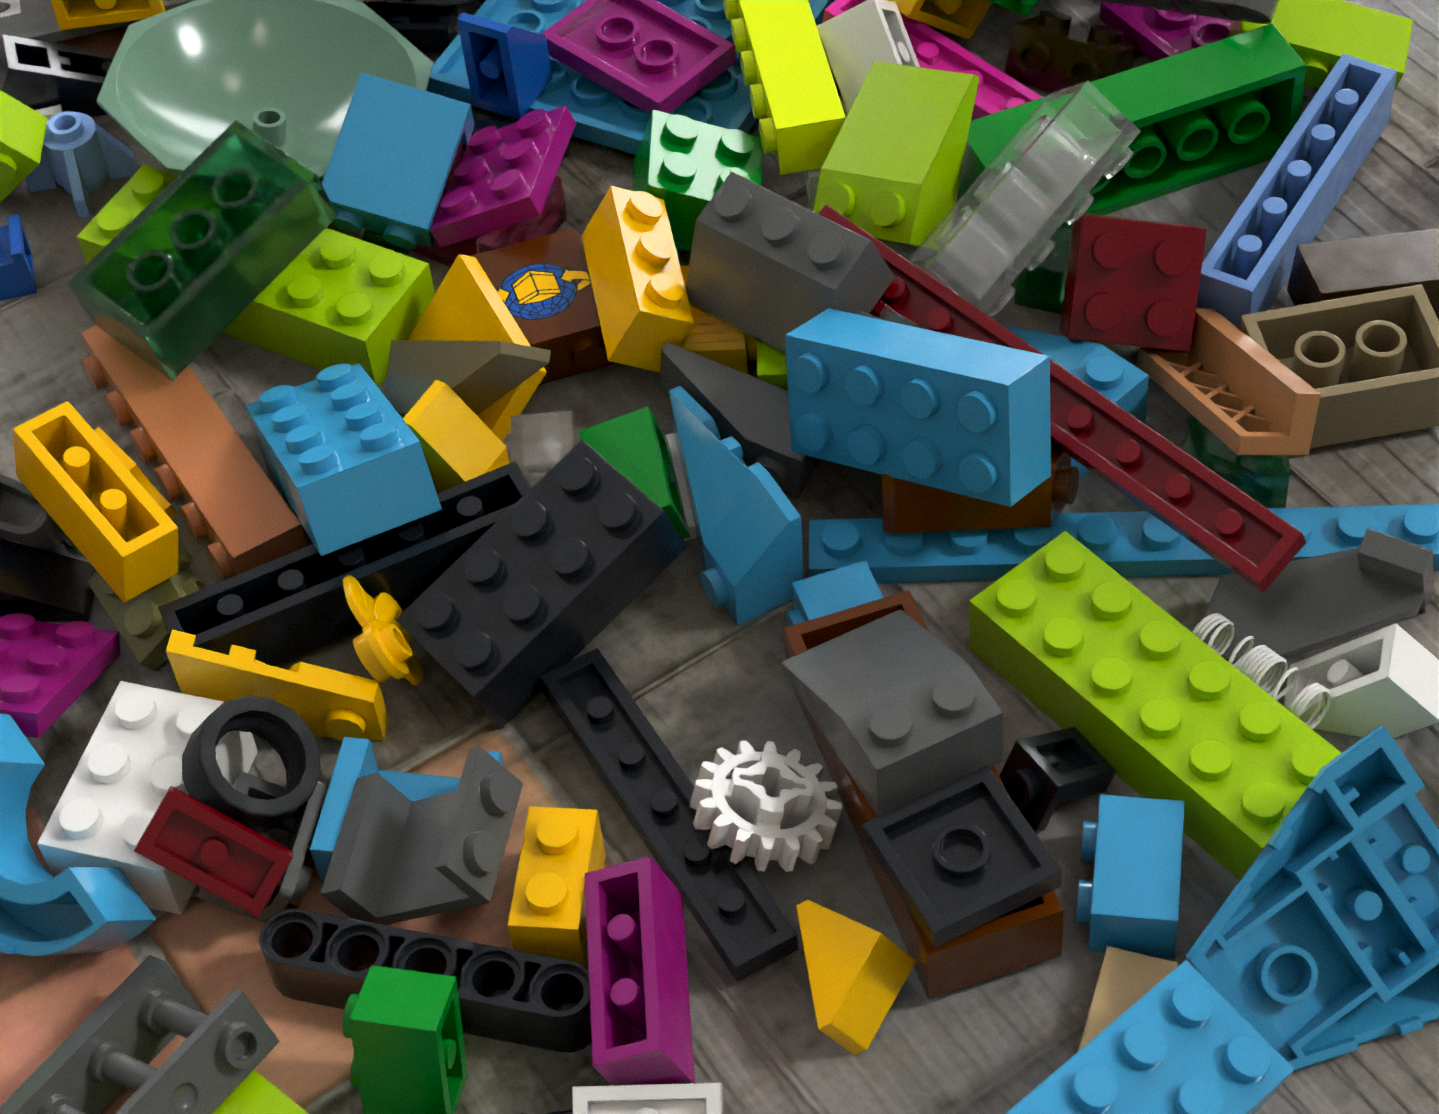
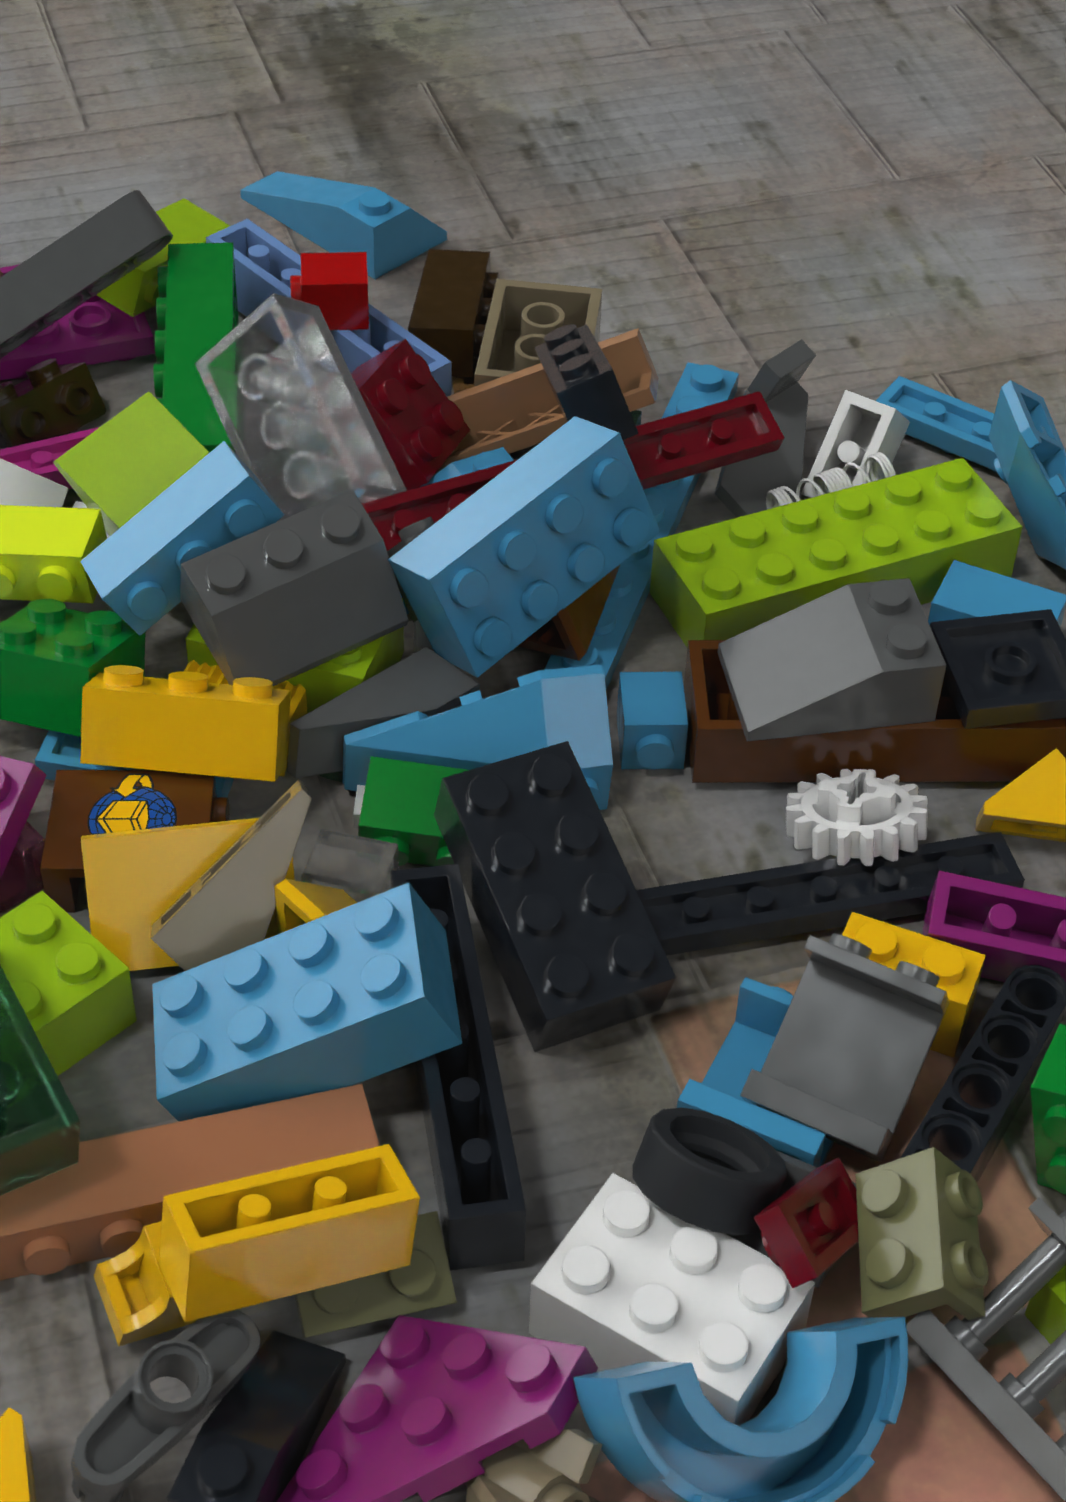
camera: 80 degrees left, 5 degrees down
(221, 941) = (920, 1237): none -> olive bracket
(325, 699) = (583, 1159): yellow wing -> none
(384, 643) = (580, 1040): yellow plate -> none
(816, 169) = (204, 509): none -> dark azure brick
(1176, 375) = (584, 379): none -> black brick
(1279, 162) = (337, 286): none -> red brick

